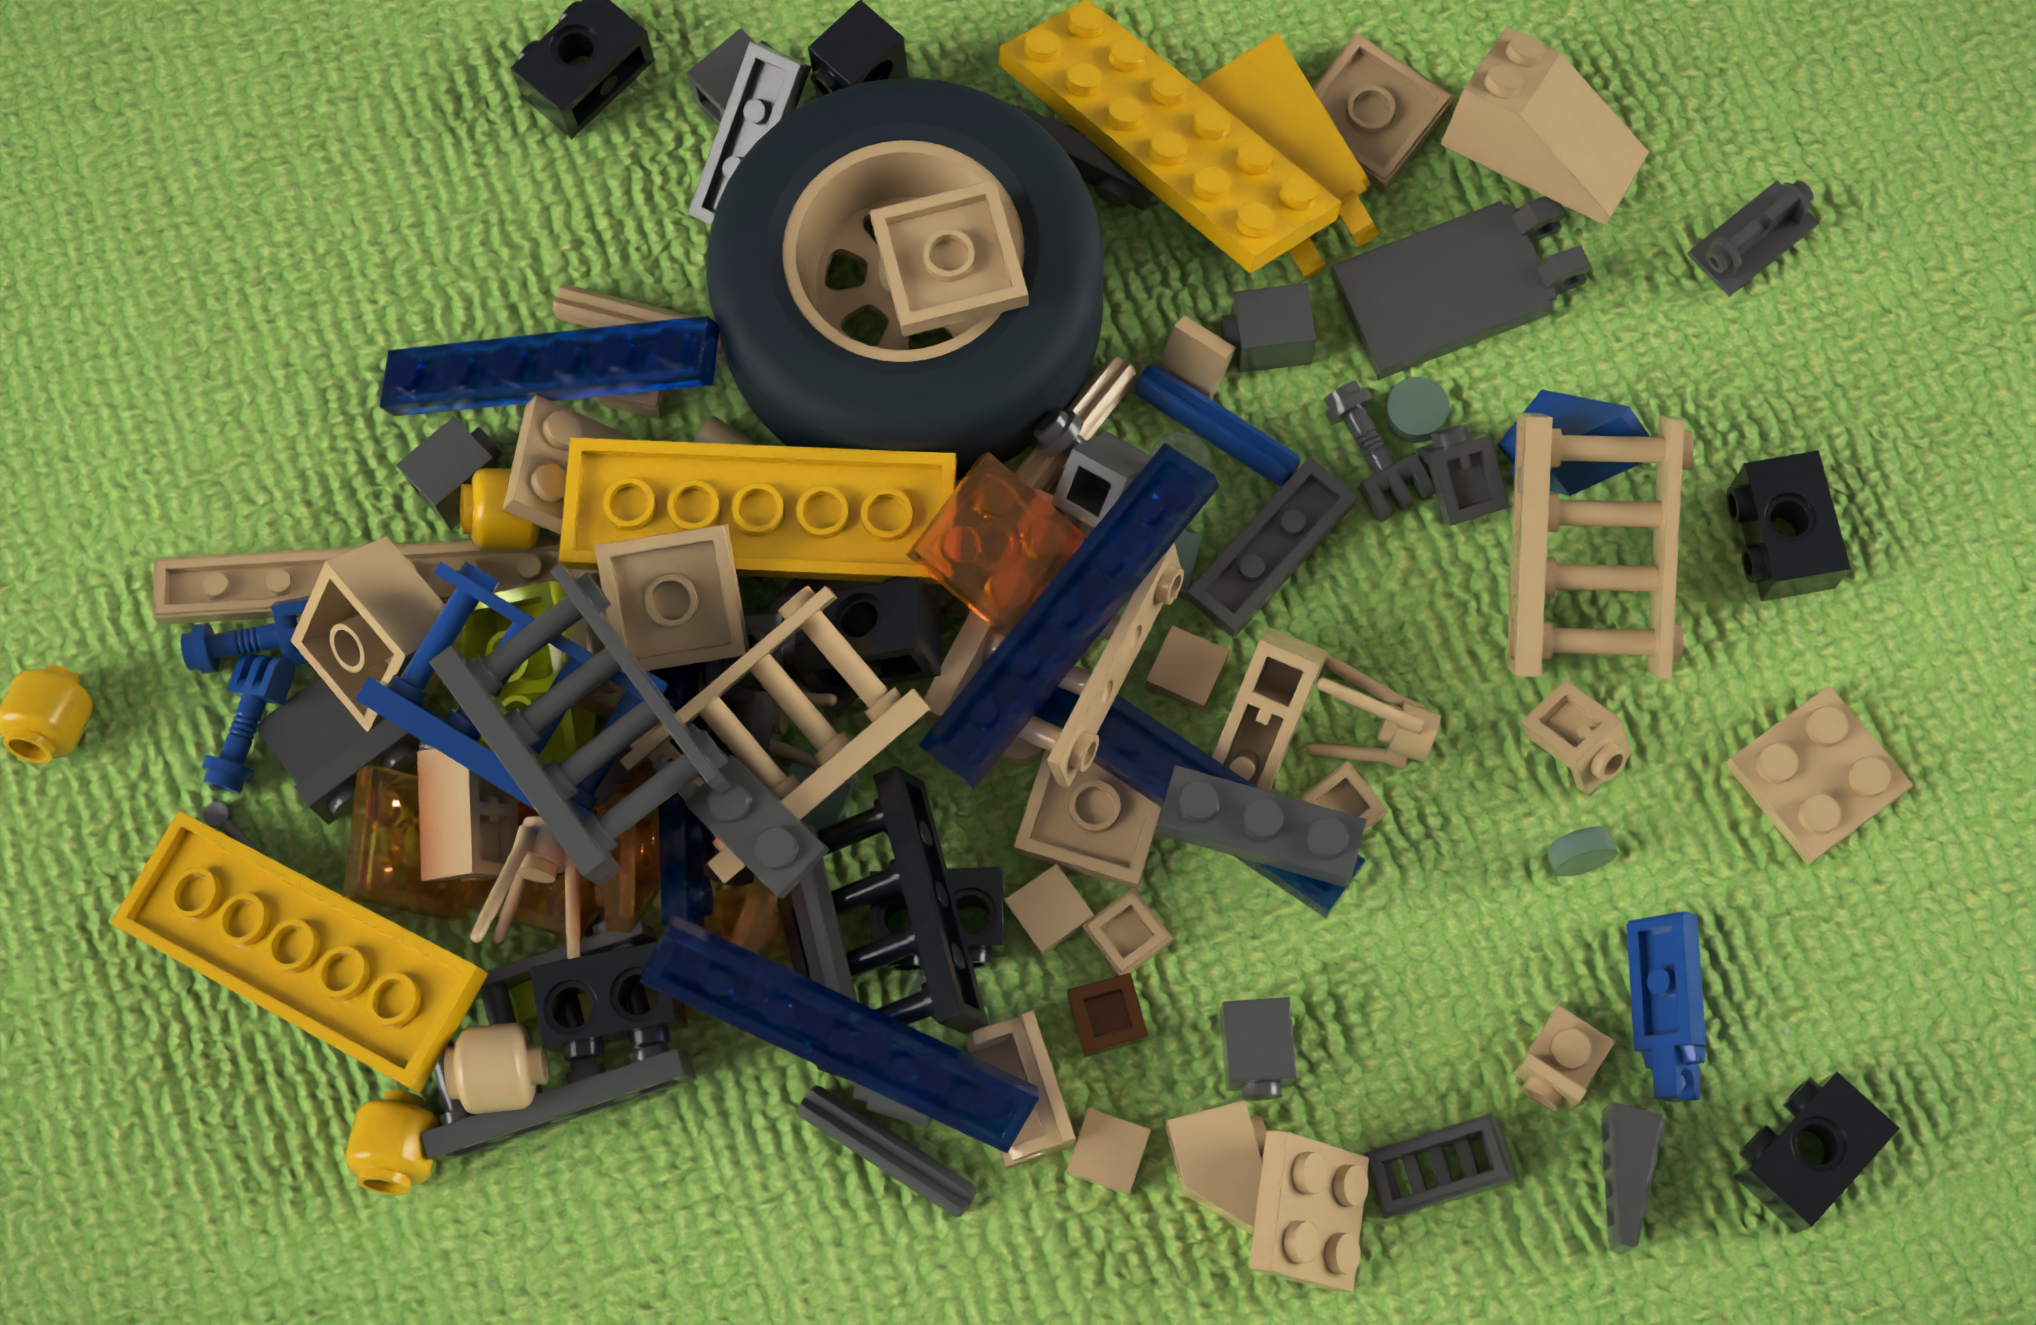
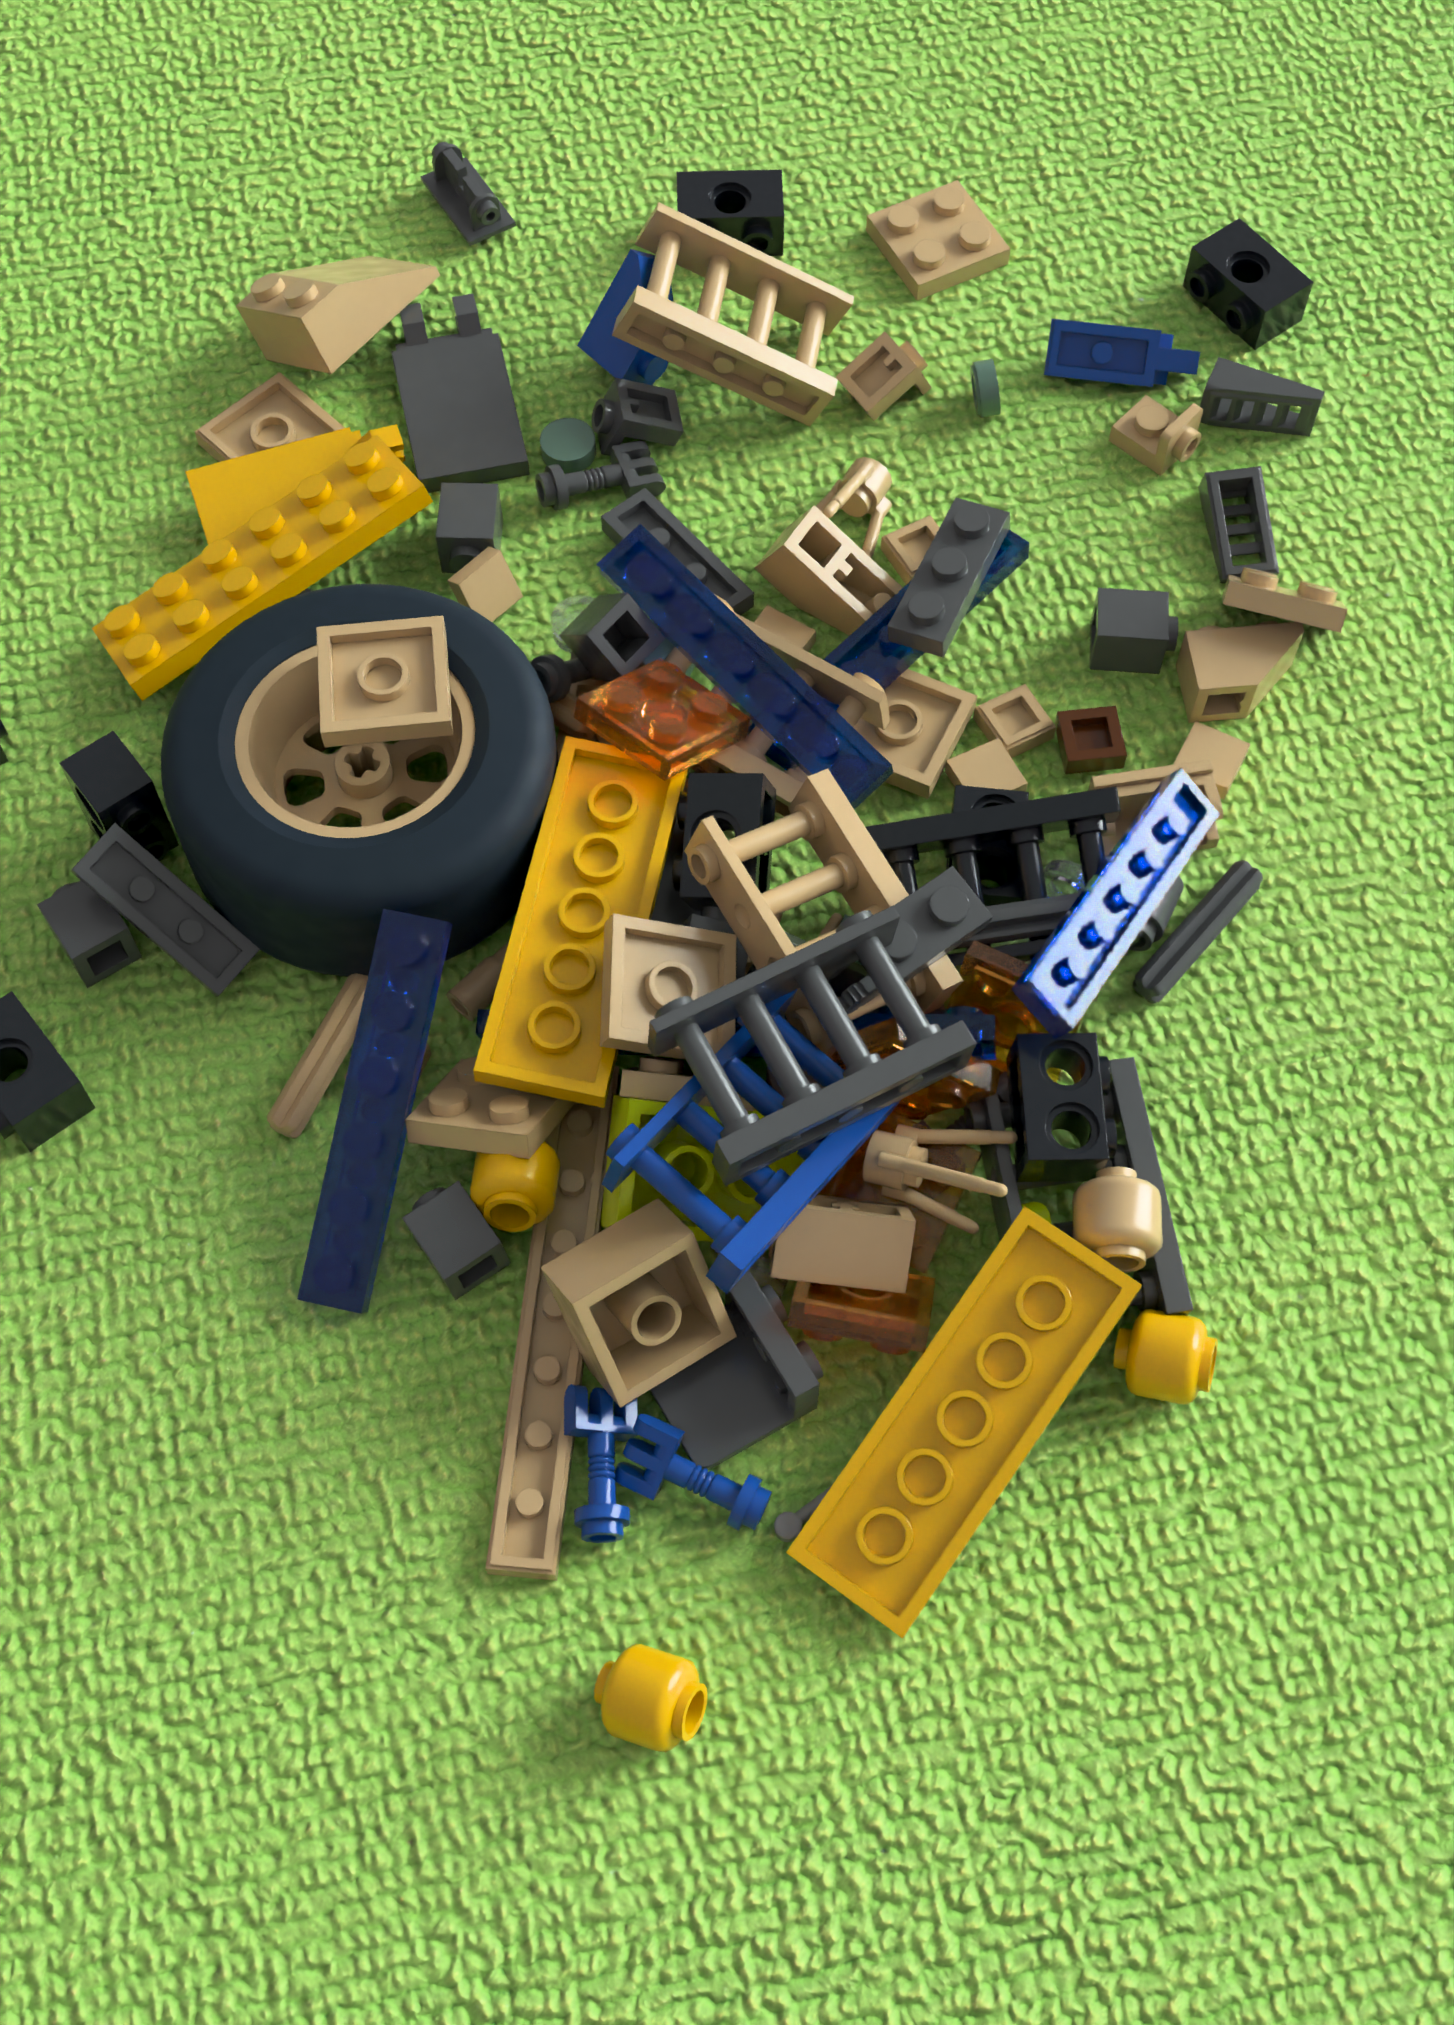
camera: 85 degrees left, 10 degrees down
(1217, 424) = (553, 585): blue axle -> none

